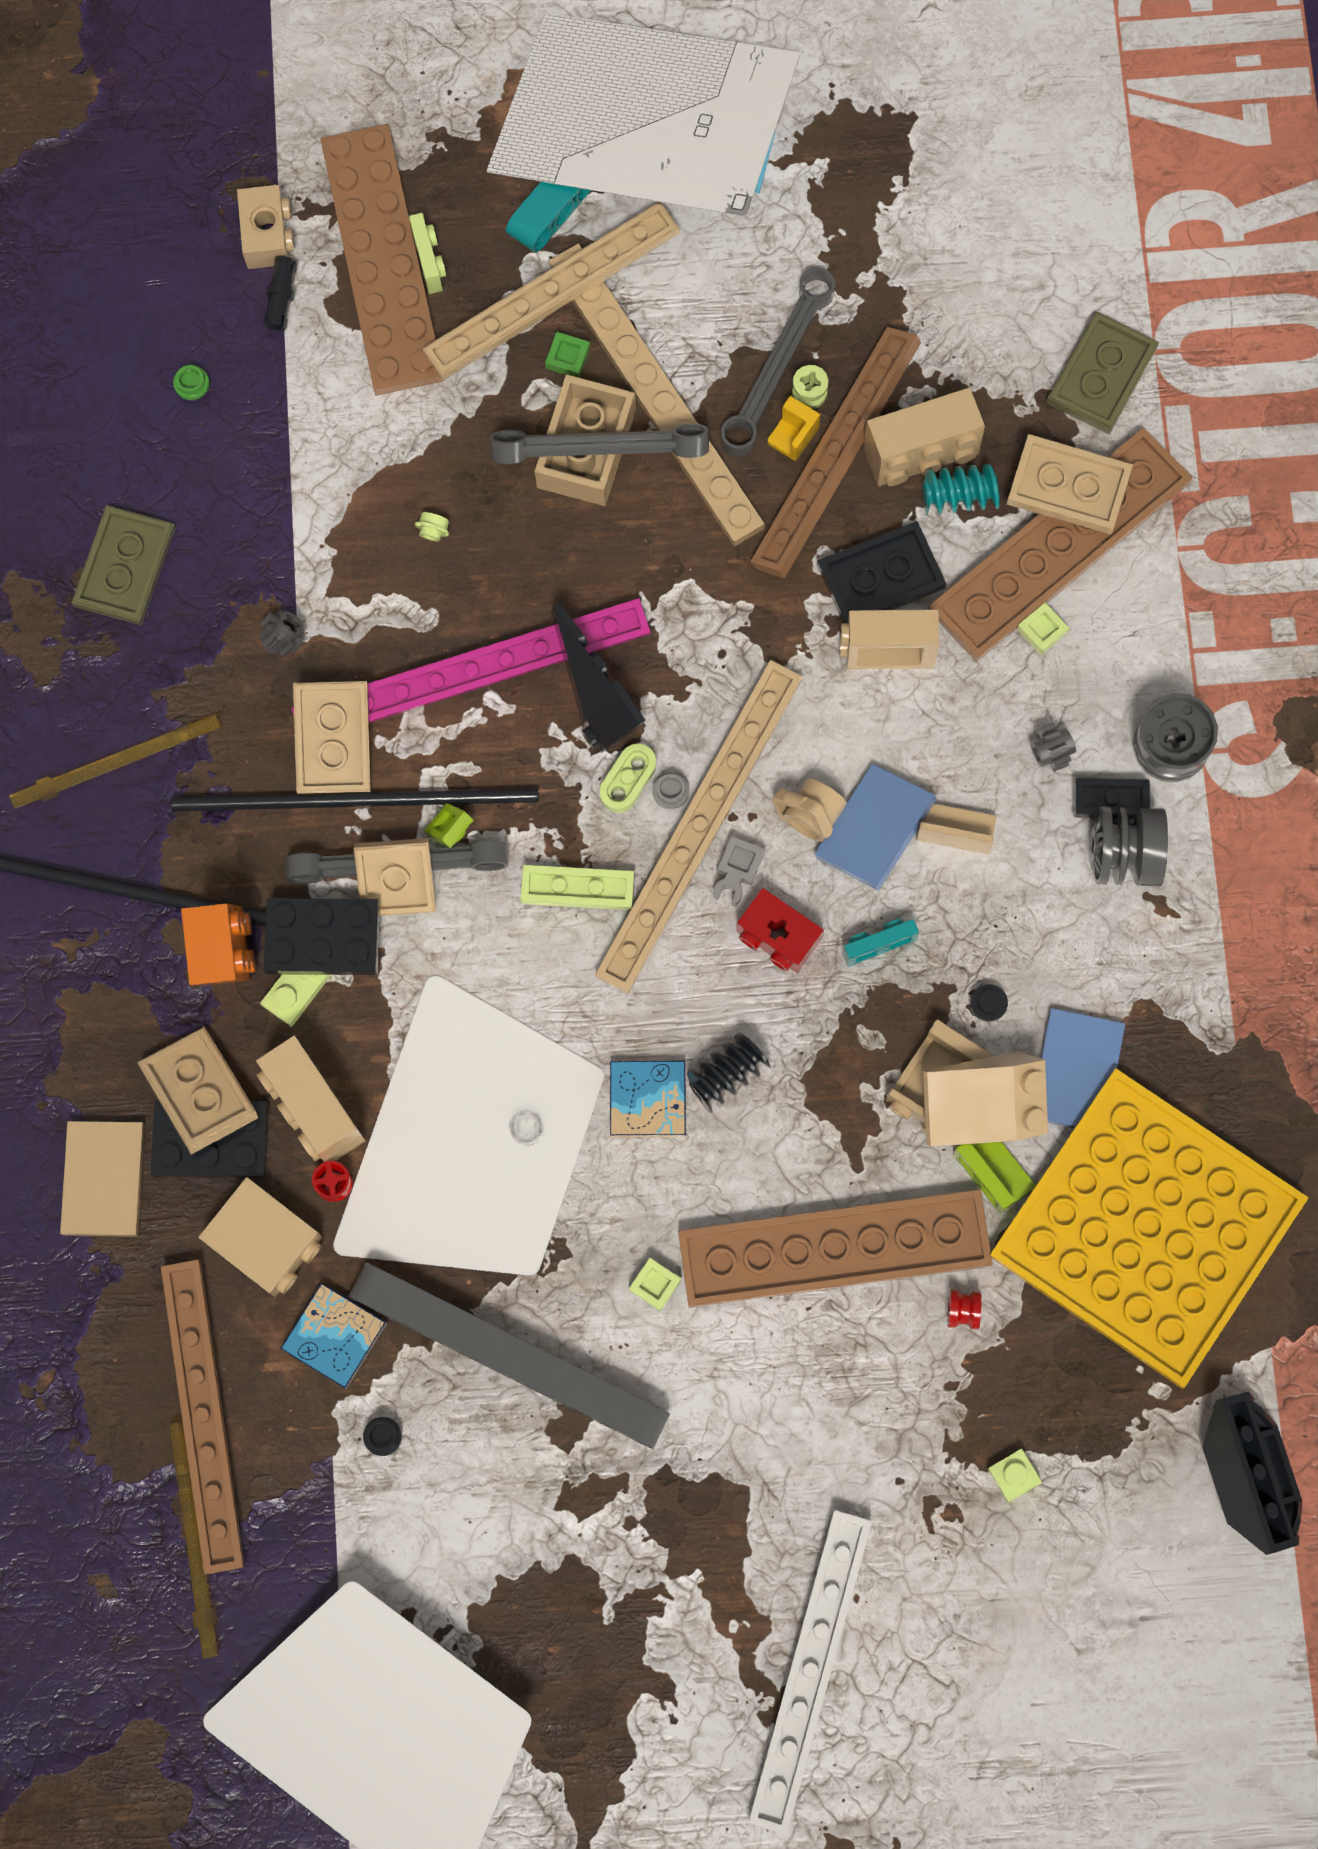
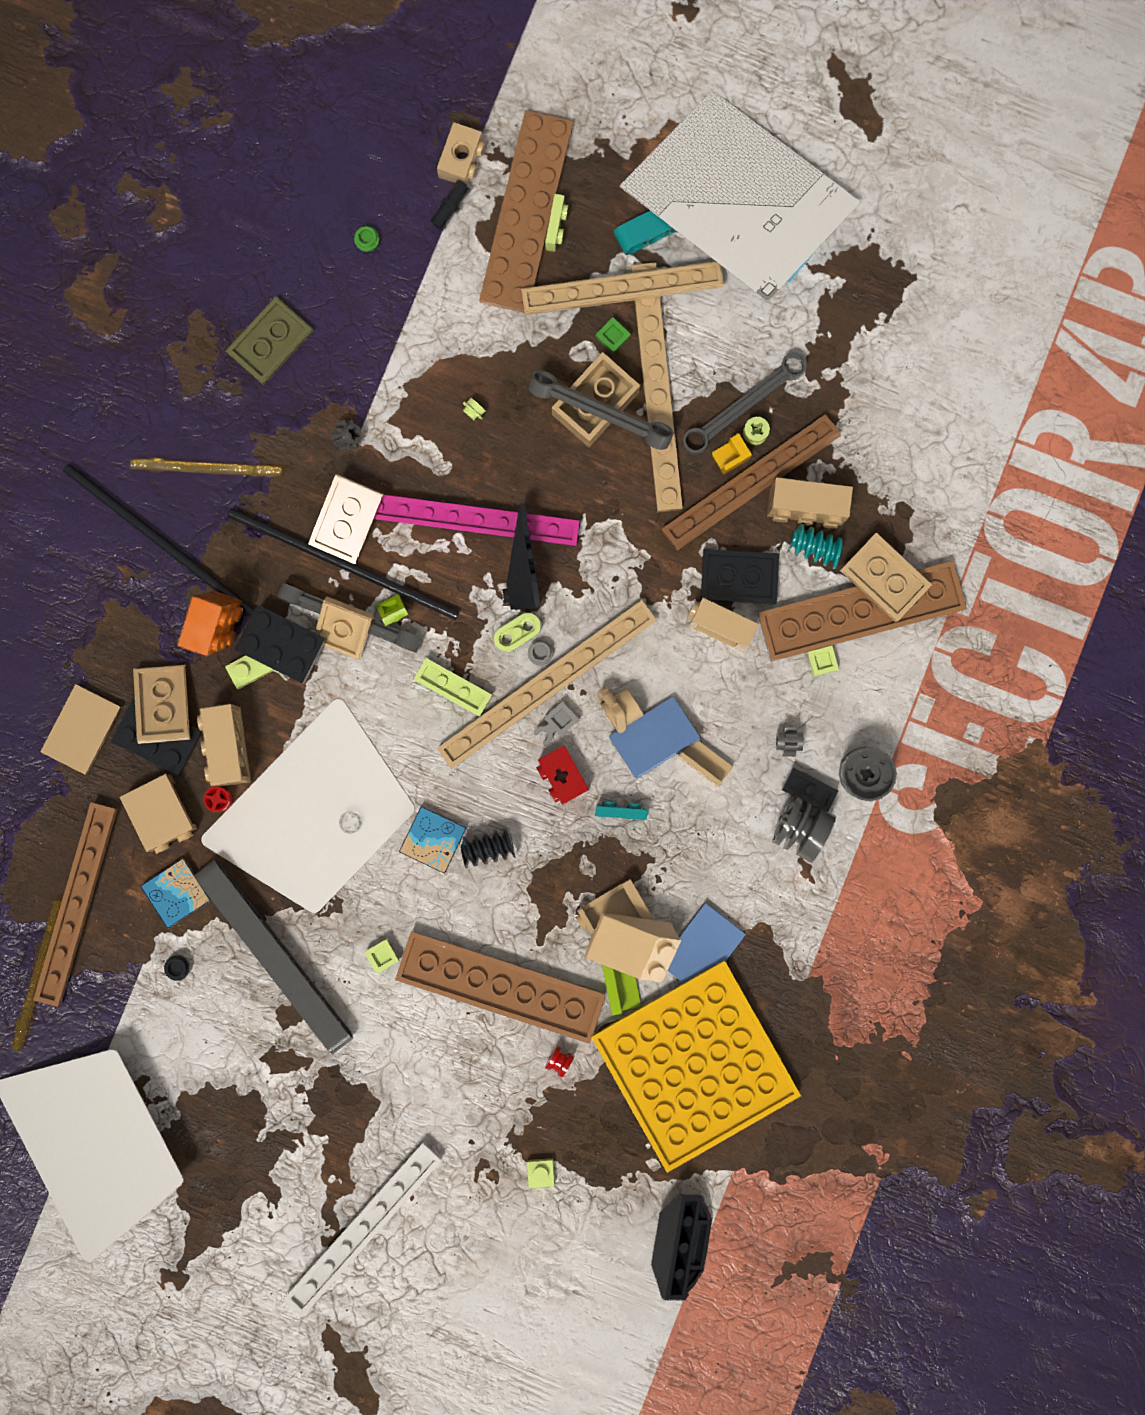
camera: 20 degrees right, 10 degrees up
(988, 1003) = (669, 881): black plate -> none
(1102, 372) = (946, 510): olive tile -> none

